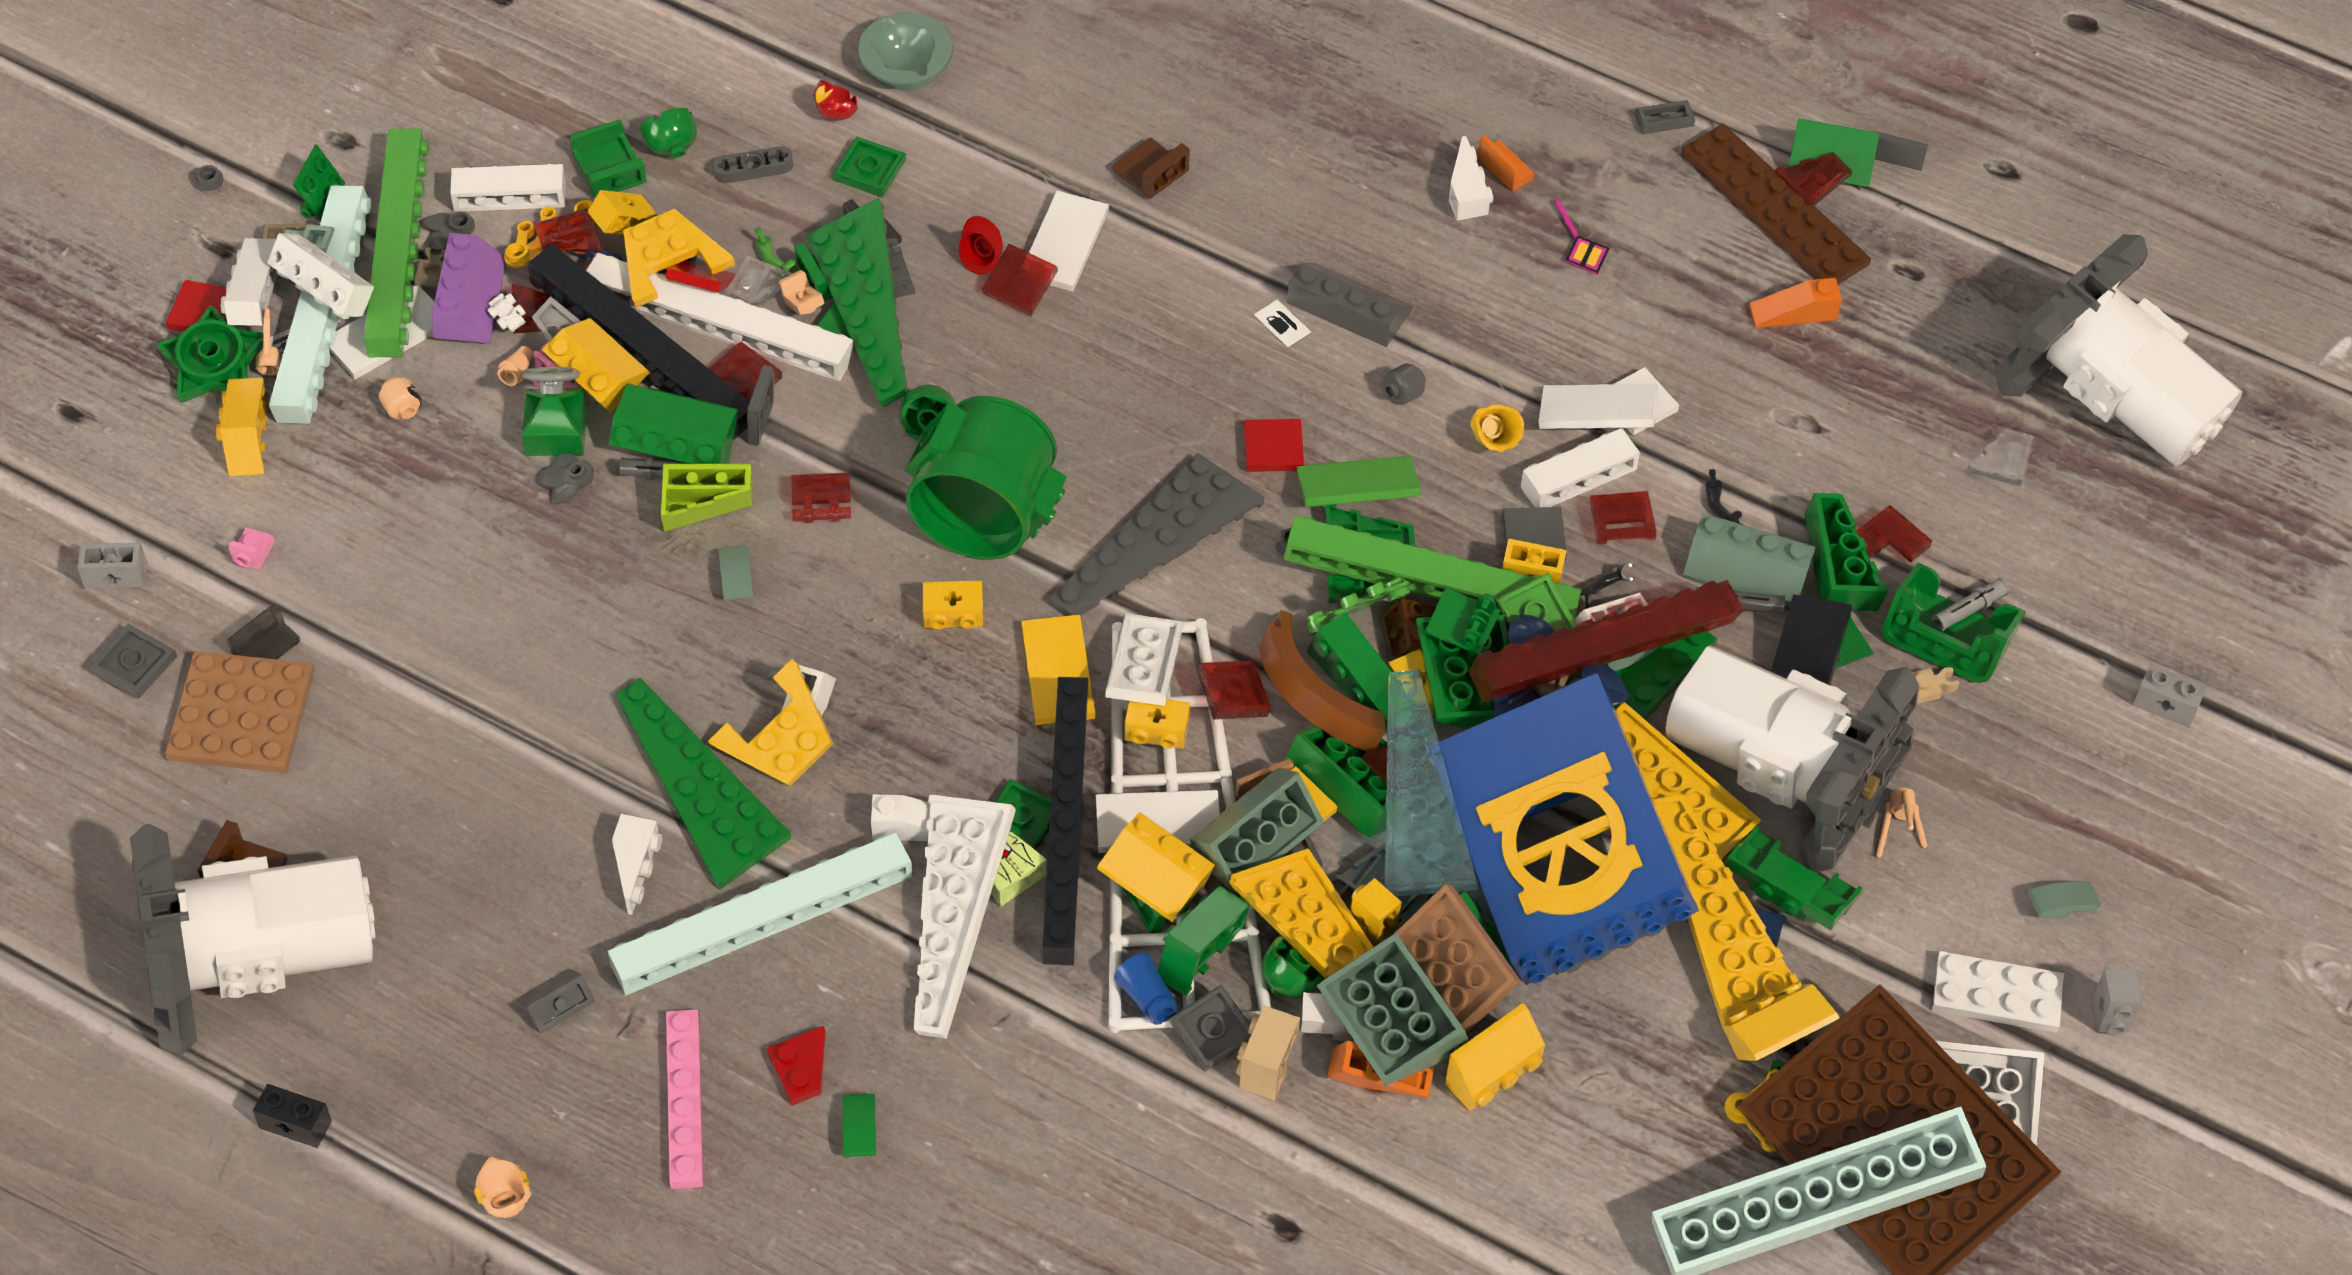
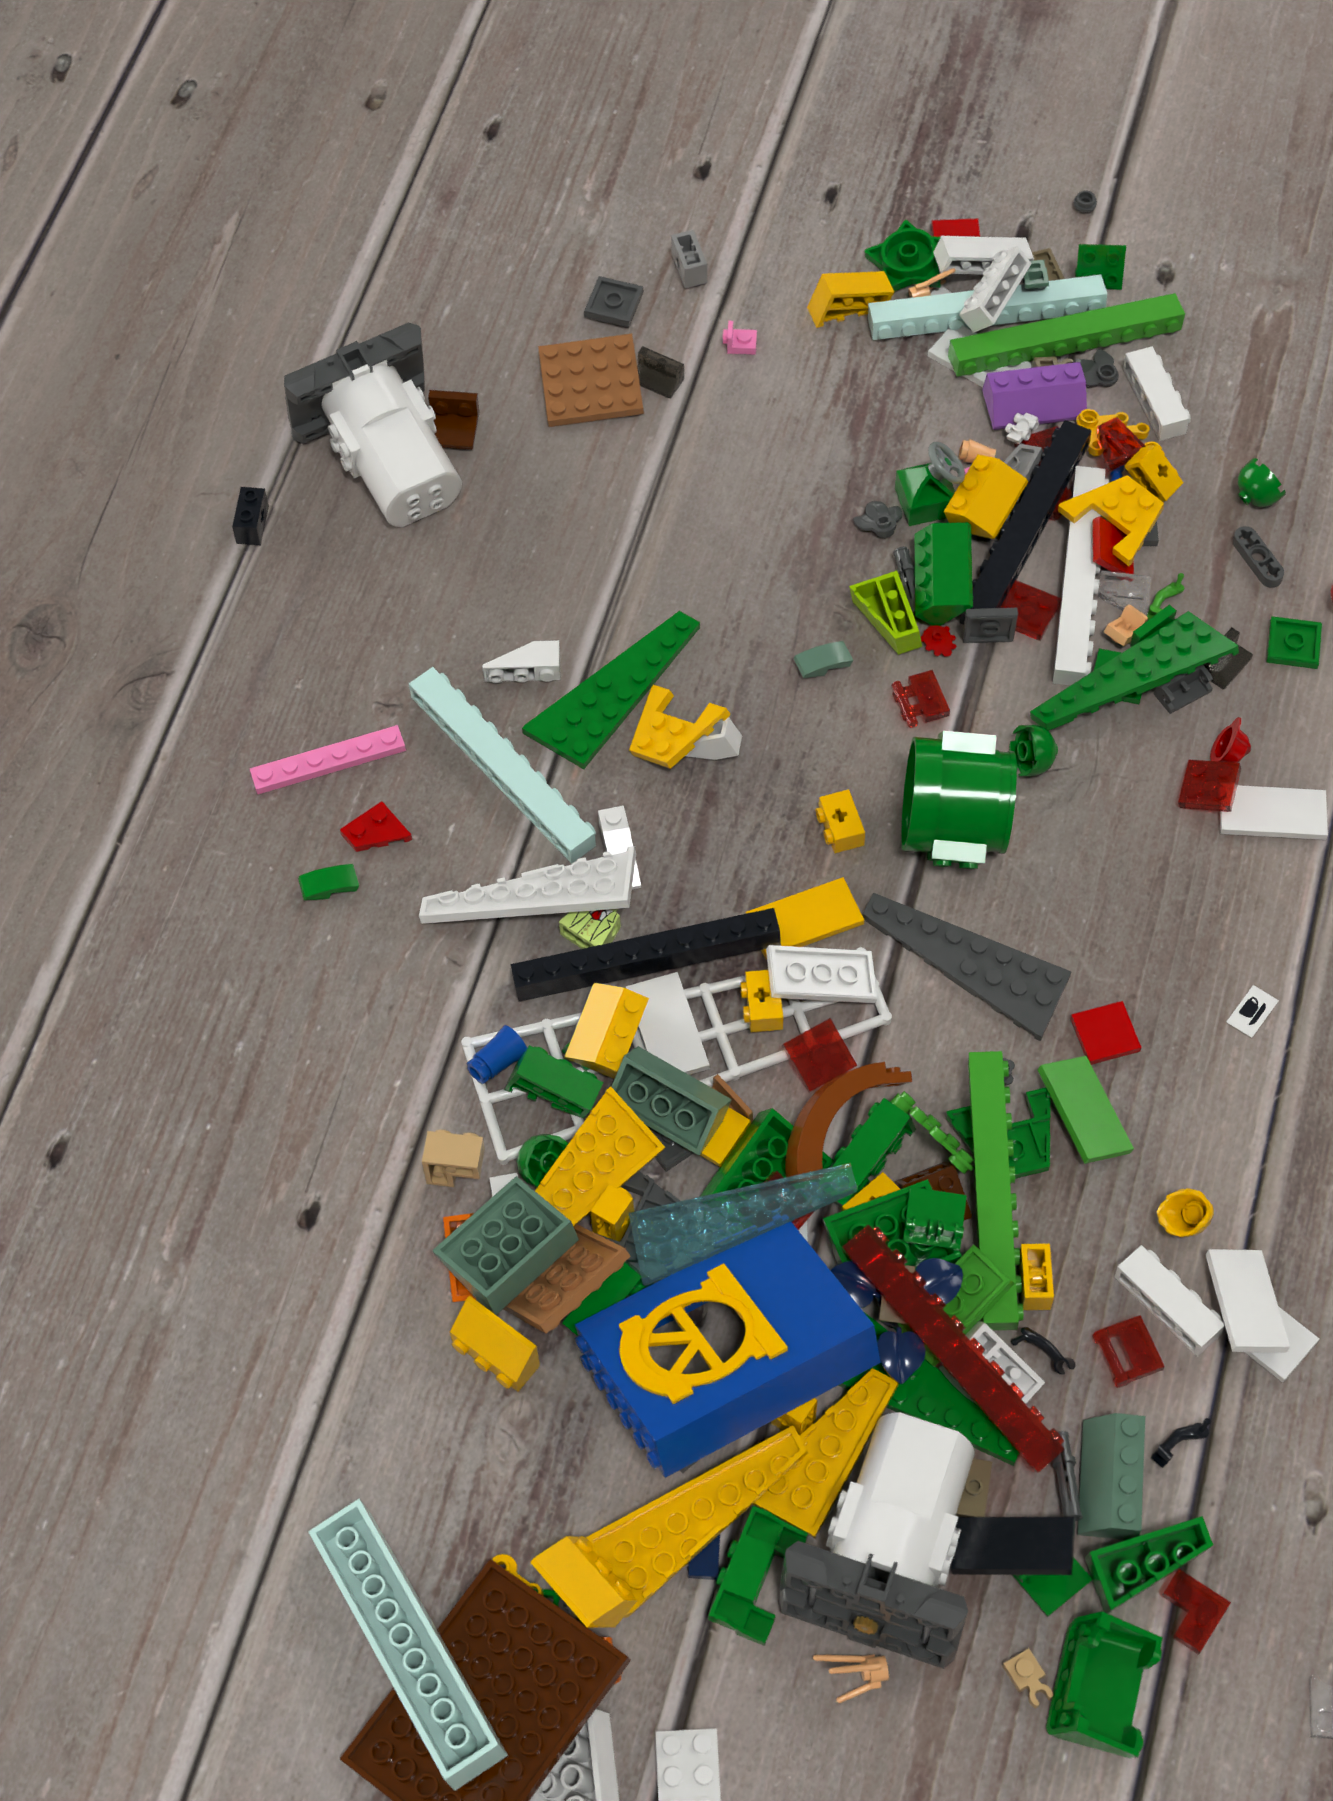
camera: 80 degrees right, 5 degrees up
(400, 398) = (914, 386): light nougat head -> none
(502, 1188) = (217, 660): light nougat hair -> none
(557, 1000) = (389, 650): dark grey panel -> none
(607, 159) = (1216, 453): green panel -> none
(757, 460) = (939, 640): none -> red piece
(1031, 815) = (647, 918): green tile -> none
(1212, 1027) = (477, 1113): dark grey tile -> none
(1347, 303) = (1297, 1058): dark grey slope -> none
(1404, 383) = (1212, 1125): dark grey head -> none
(1535, 526) = (1084, 1276): dark grey tile -> none
(1979, 599) = (1136, 1703): light grey pin -> none

